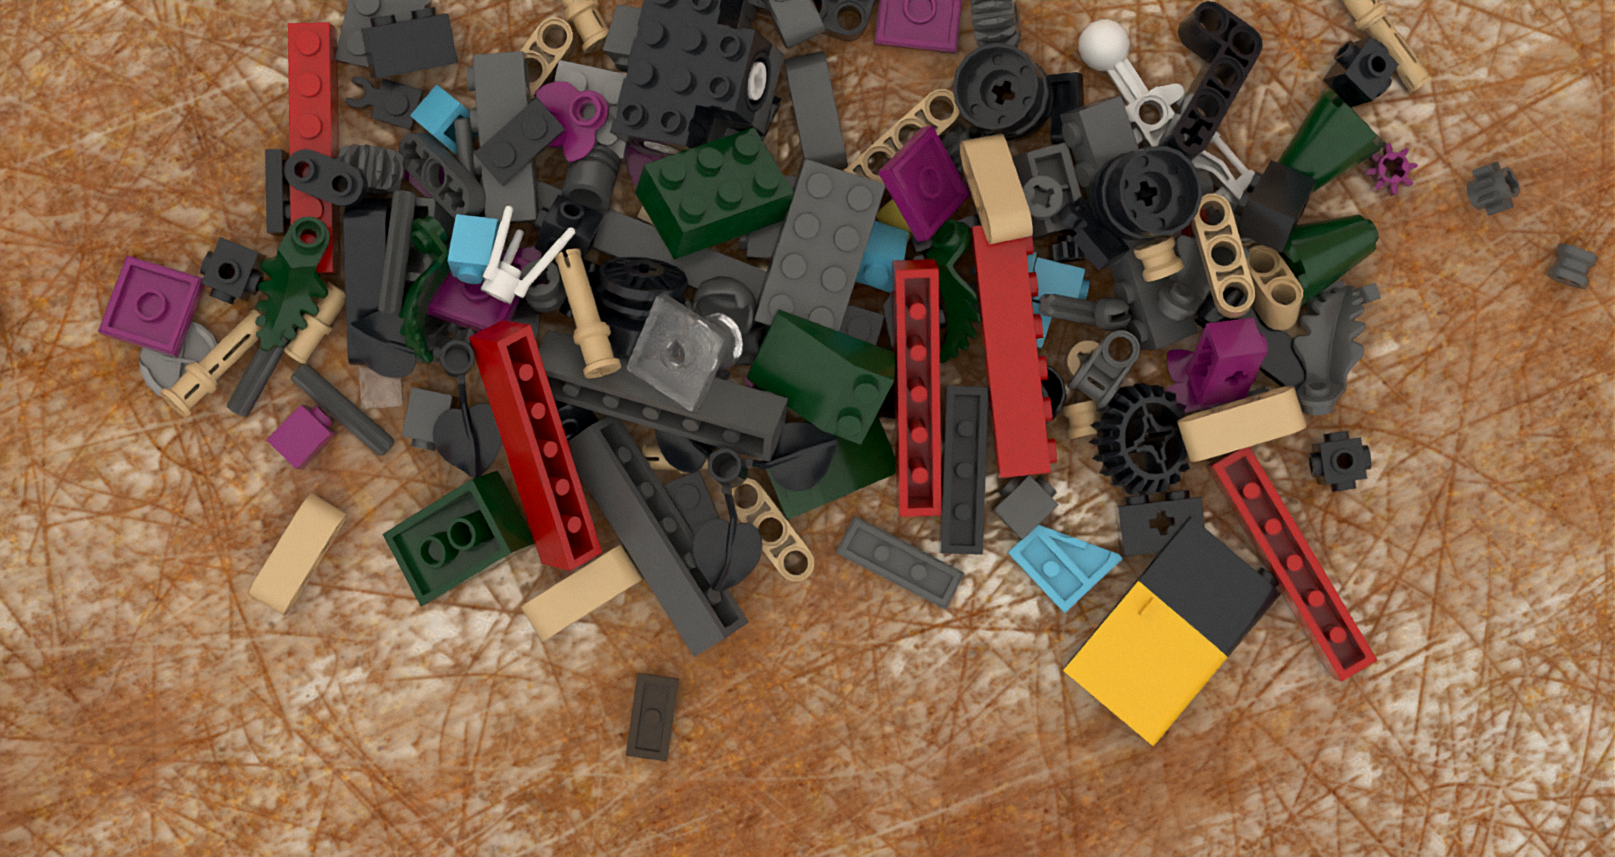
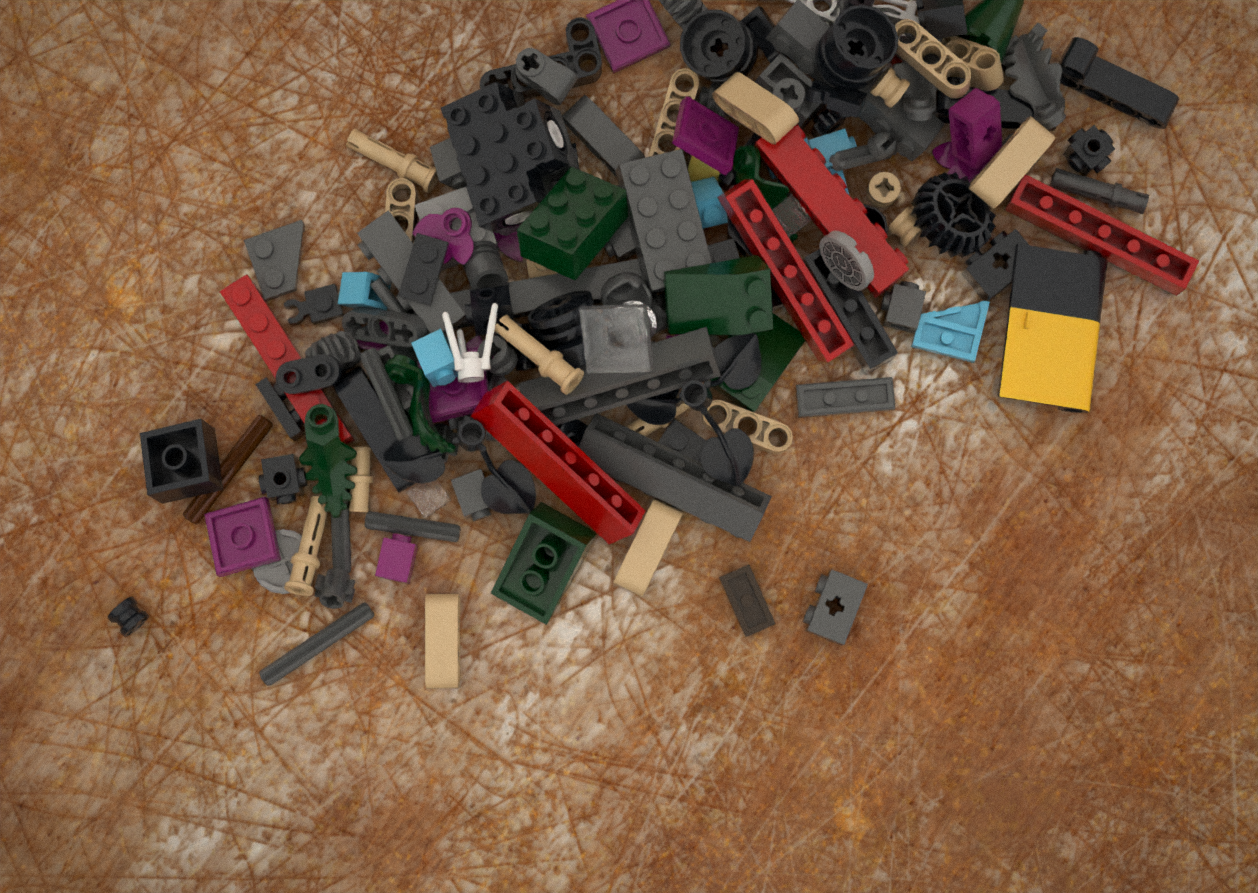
camera: 35 degrees left, 5 degrees down
(133, 184) = (181, 461): none -> black brick
(161, 472) = (316, 644): none -> dark grey axle
(182, 222) = (230, 467): none -> reddish brown axle
(216, 425) = (334, 588): none -> dark grey gear
(408, 44) = (308, 256): black brick -> none
(732, 805) = (835, 626): none -> dark grey brick
(959, 330) = (791, 215): none -> clear tile
(983, 421) = (845, 261): none -> light grey tile
(1104, 369) = (900, 187): dark grey piece -> none
(1323, 511) = (1107, 193): none -> dark grey pin
(1415, 407) = (1115, 85): none -> black beam

